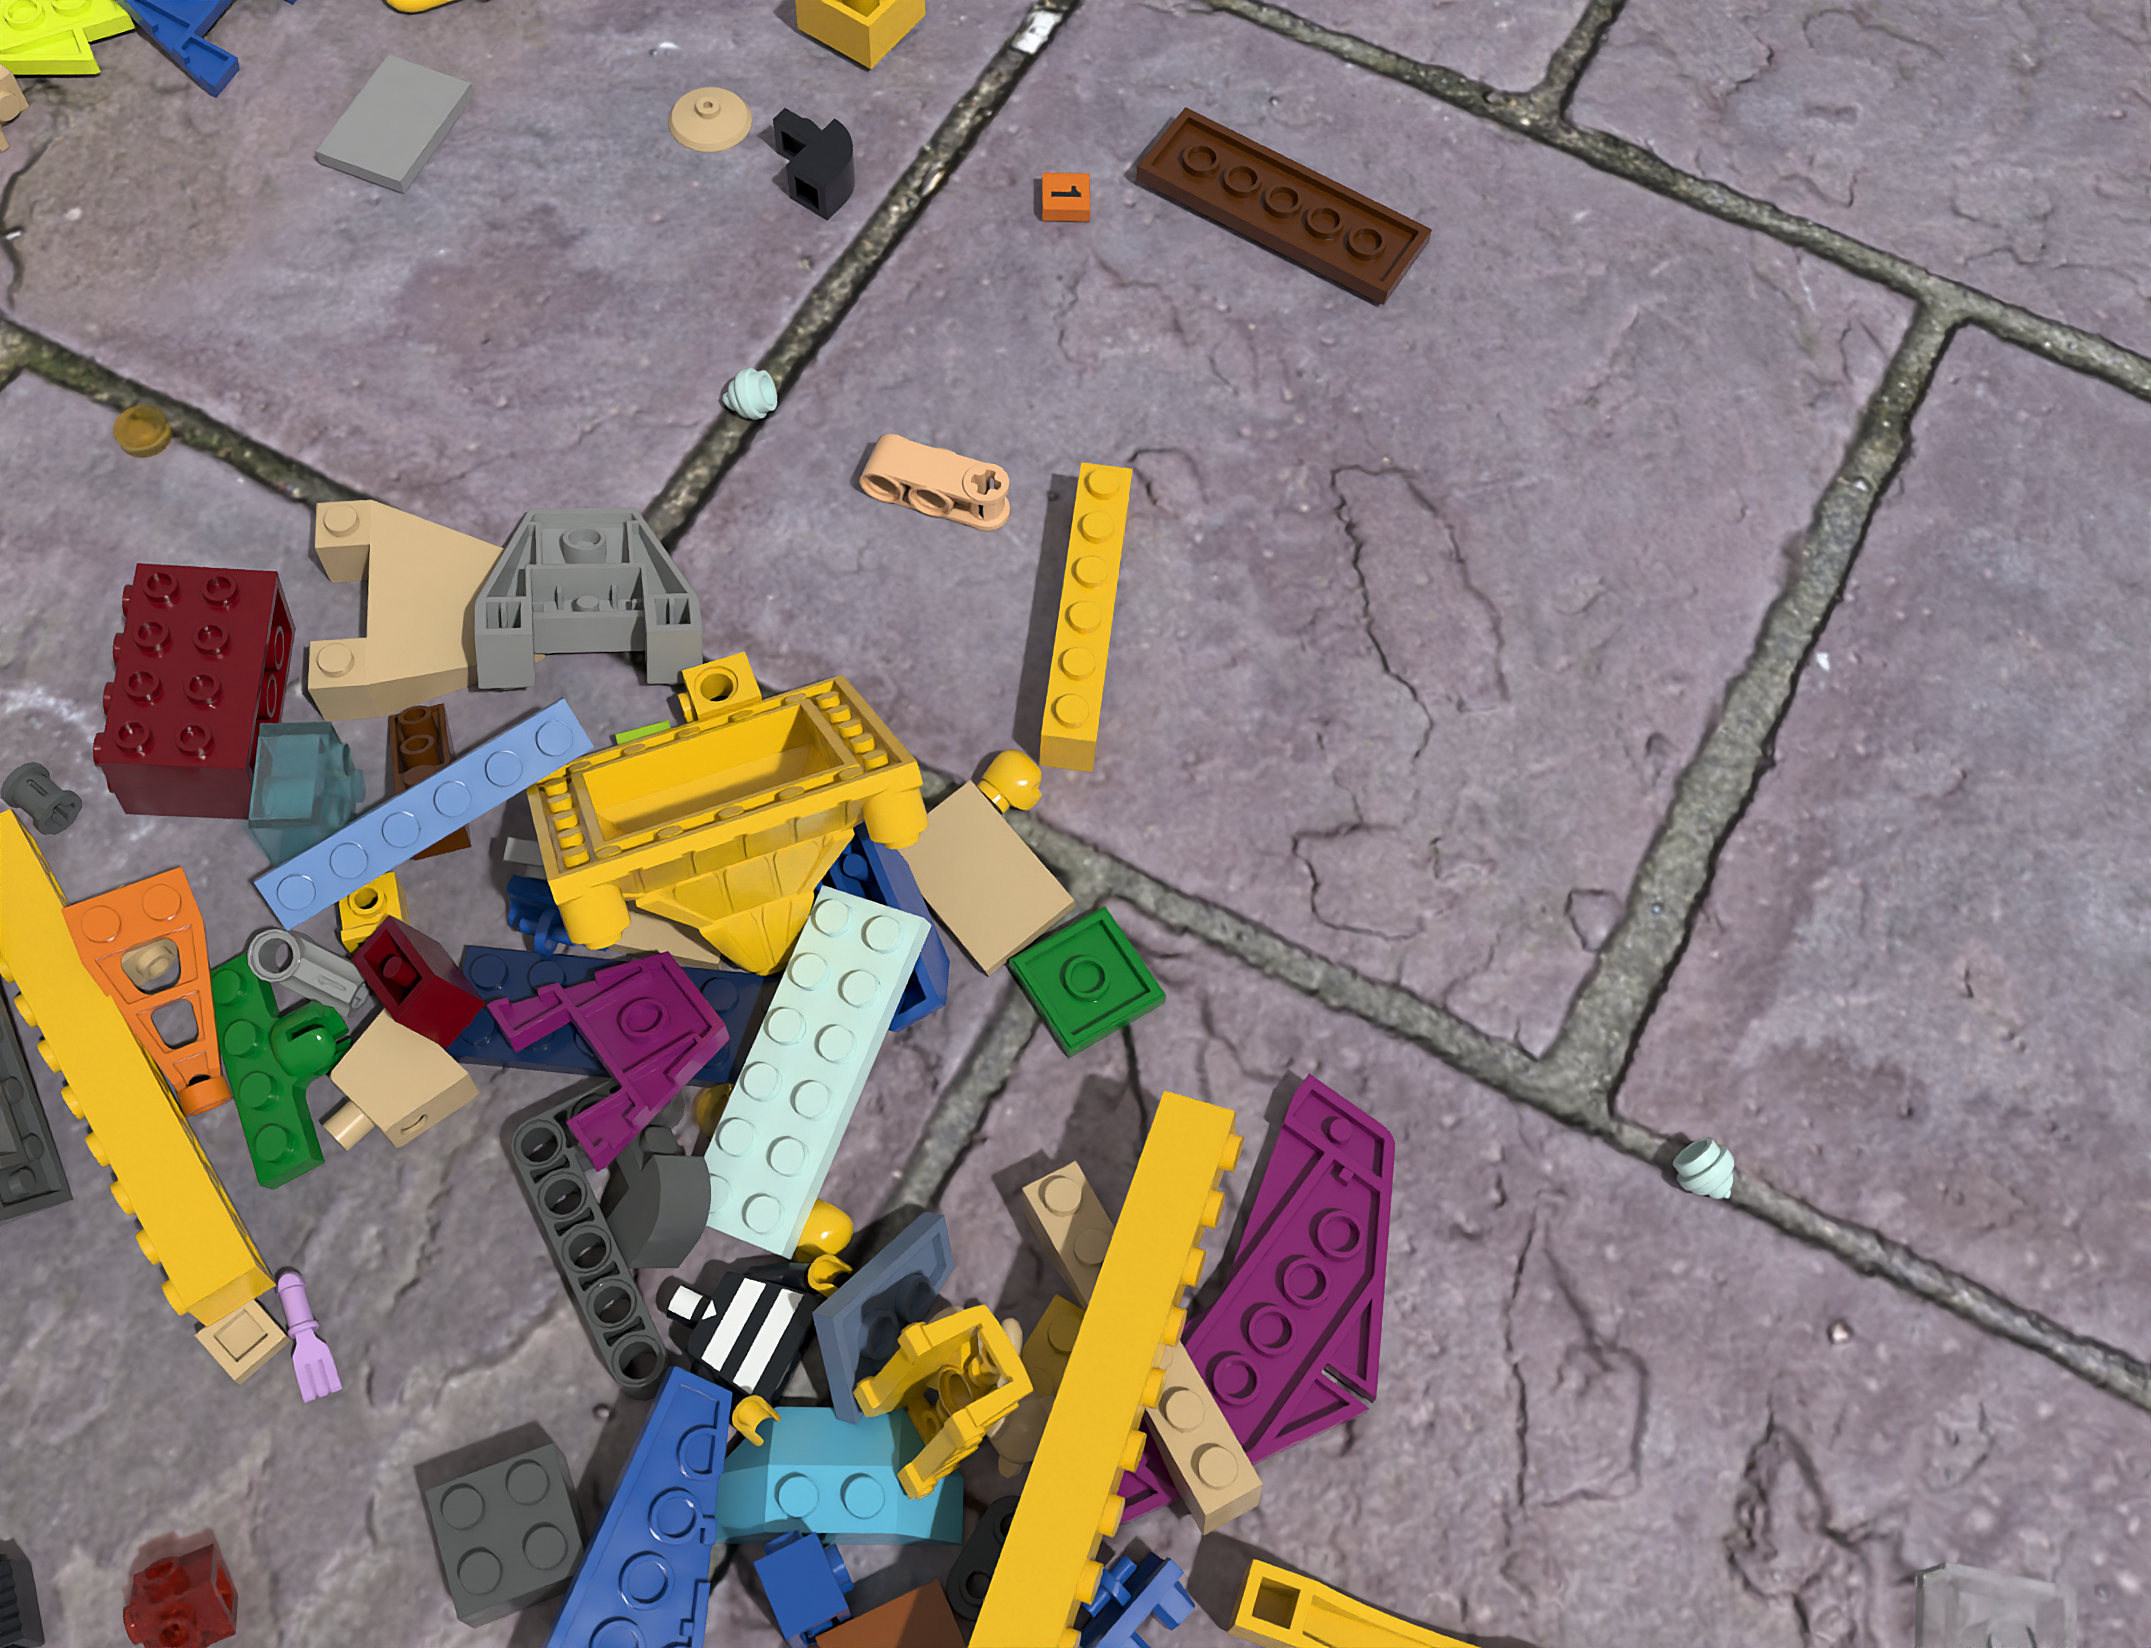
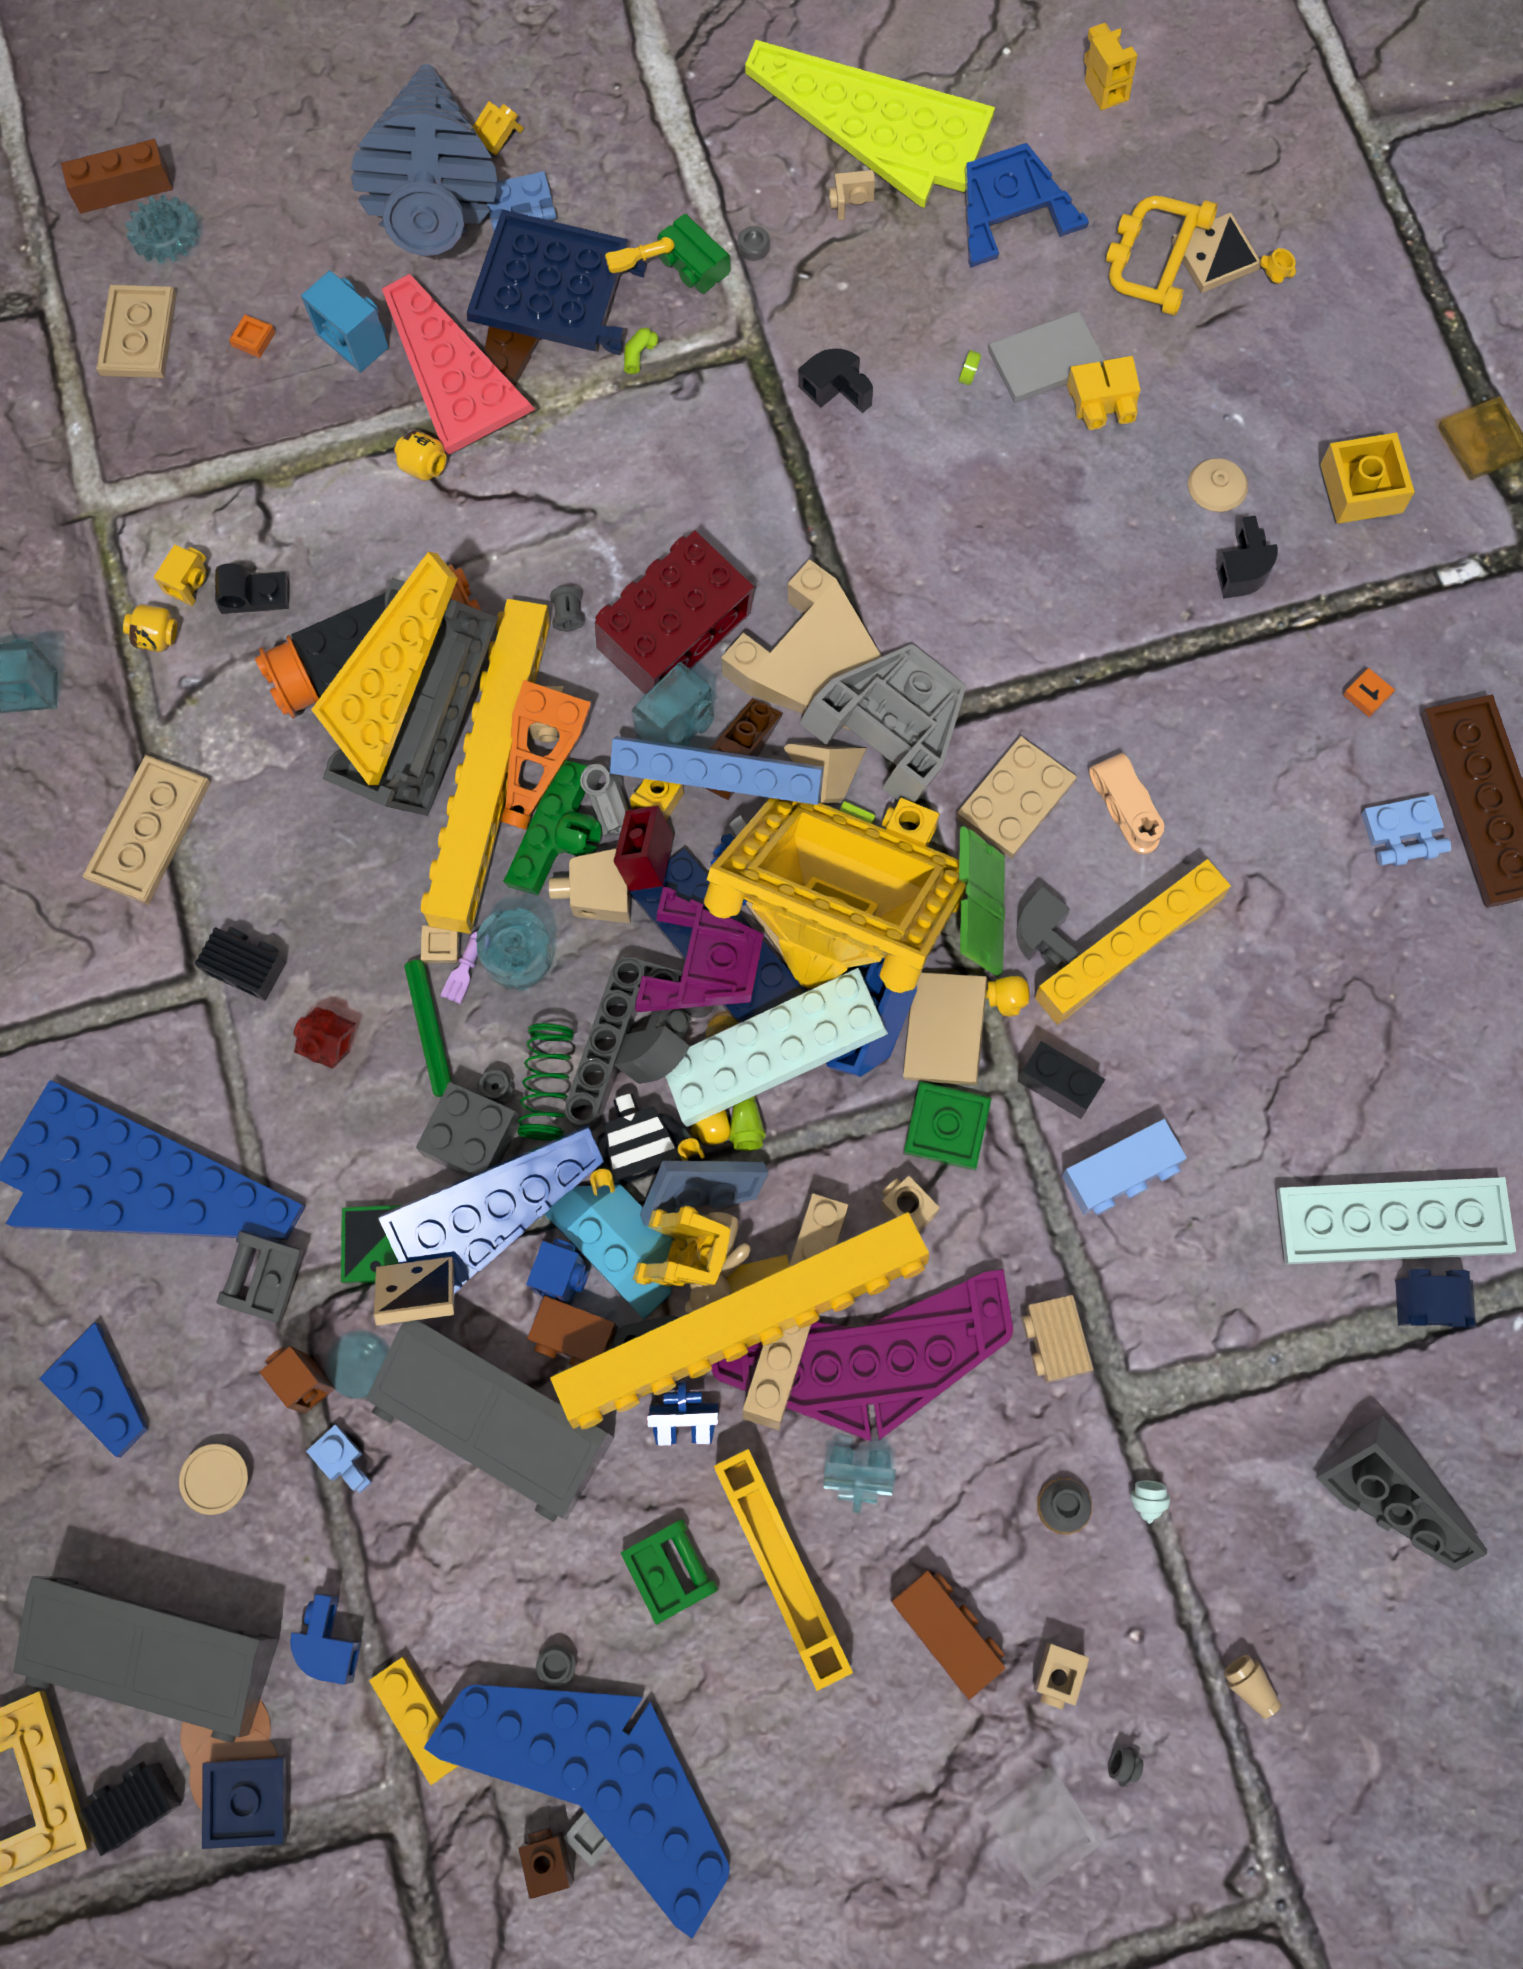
camera: 55 degrees right, 10 degrees up
(142, 431) = (770, 444): clear yellow tile -> none
(152, 301) = (834, 373): none -> black brick
(316, 188) = (970, 367): none -> lime tile
(325, 1457) = (428, 1026): none -> green axle
(330, 1228) = (514, 929): none -> clear light blue brick
(480, 1431) = (493, 1077): none -> dark grey plate
(497, 108) = (1105, 391): none -> yellow hips
(514, 1310) = (541, 1131): none -> green piece
(579, 694) = (838, 762): none -> tan slope
(751, 394) = (1082, 671): light aqua plate -> none
(808, 577) = (1016, 797): none -> tan plate
(862, 1193) = (746, 1126): none -> lime cone
(902, 713) = (984, 911): none -> bright green piece
(975, 690) = (1037, 930): none -> dark grey brick
(1130, 1081) = (908, 1187): none -> tan brick
(1161, 817) = (1061, 1080): none -> black brick
(1223, 287) = (1403, 821): none -> light blue plate
(1319, 851) = (1125, 1168): none -> light blue brick
(1402, 1473) = (859, 1482): none -> clear light blue hips
(1441, 1094) = (1057, 1339): none -> tan brick
(1618, 665) = (1395, 1221): none -> light aqua plate
(1629, 1269) = (1064, 1506): none -> dark grey piece
(1673, 1537) = (949, 1633): none -> dark orange brick
(1734, 704) = (1435, 1299): none -> dark blue cylinder
(1840, 1440) = (1074, 1668): none -> tan brick
(1895, 920) = (1391, 1483): none -> dark grey wedge
(1986, 1483) = (1125, 1765): none -> dark grey plate
(2001, 1258) = (1252, 1685): none -> tan cone

